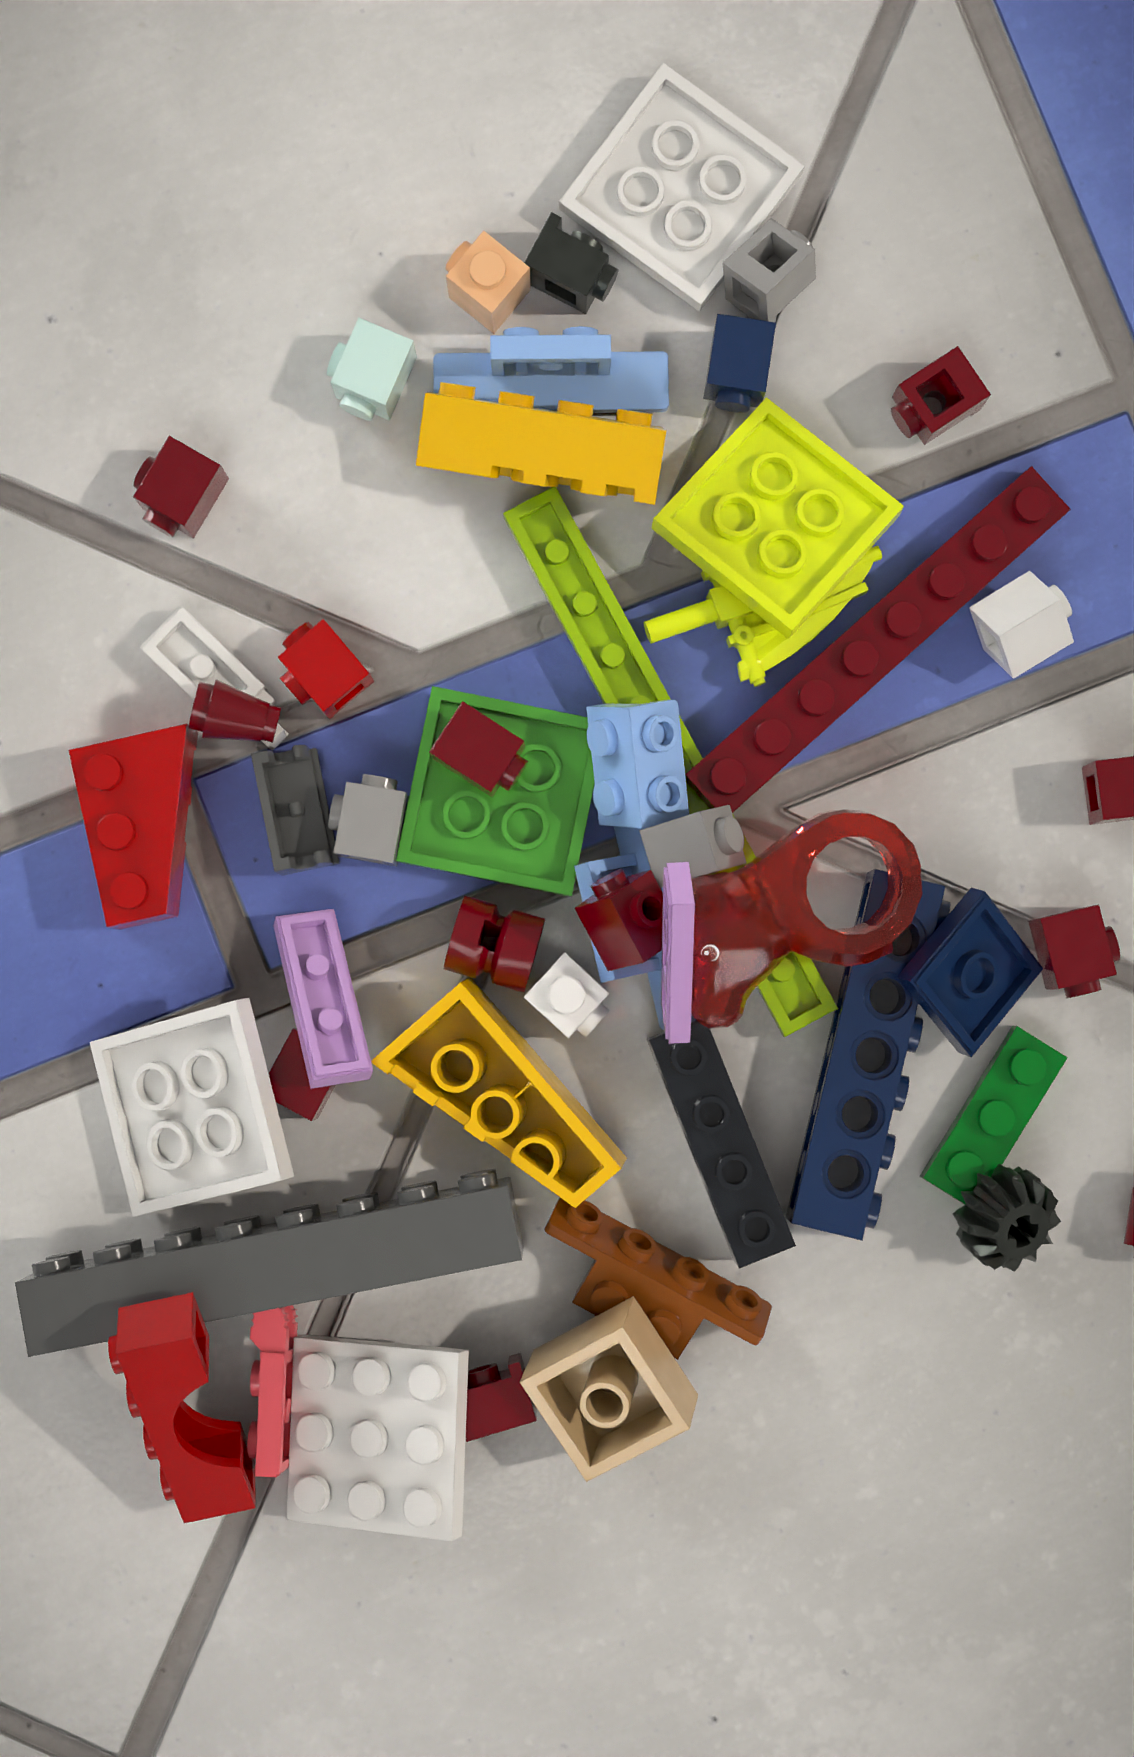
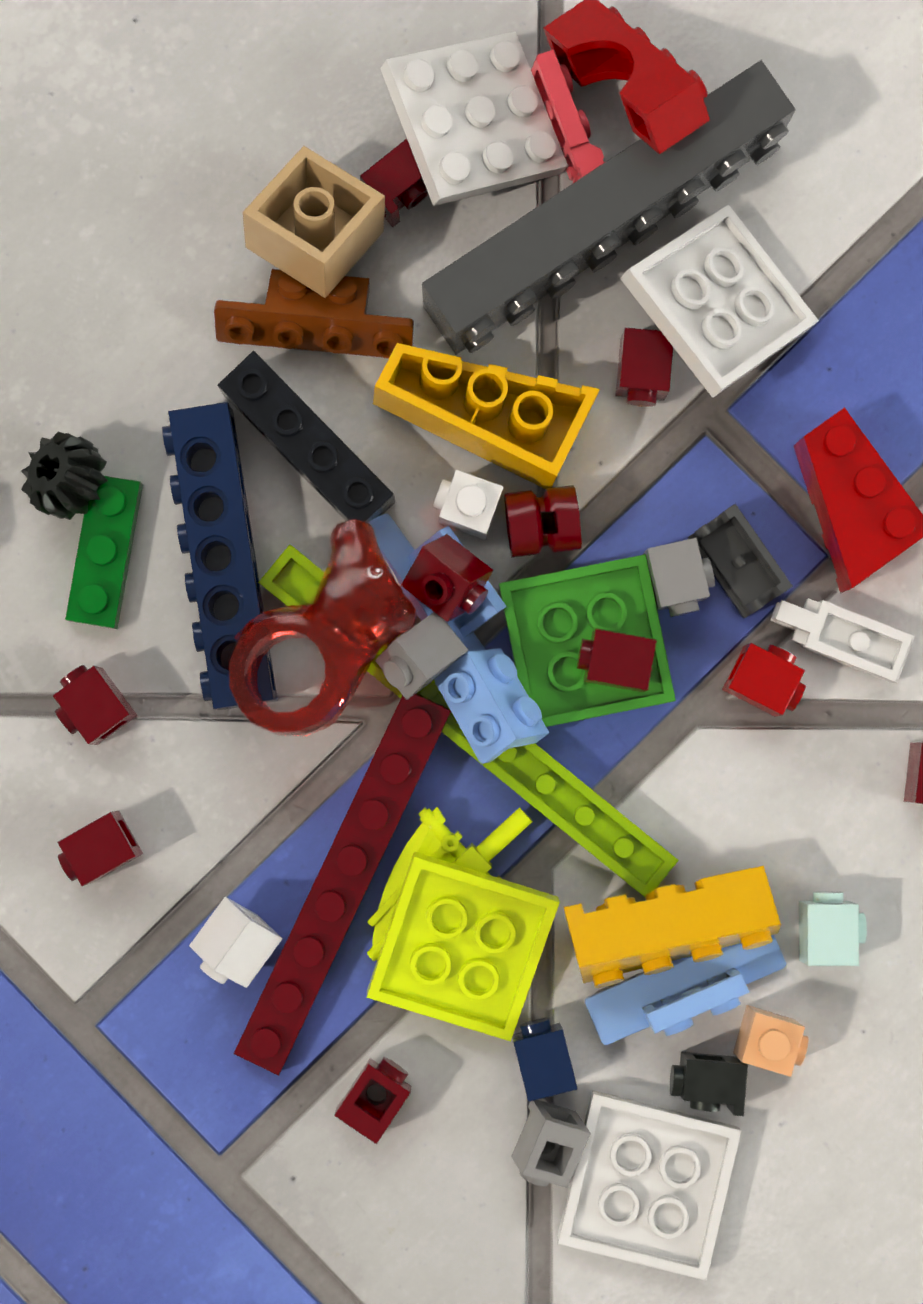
camera: 155 degrees right, 0 degrees up
(232, 714) = (820, 610): dark red cone -> none
(322, 998) = (656, 424): lavender tile -> none
(677, 952) = (400, 562): lavender tile -> none
(970, 972) = (166, 651): dark blue plate -> none

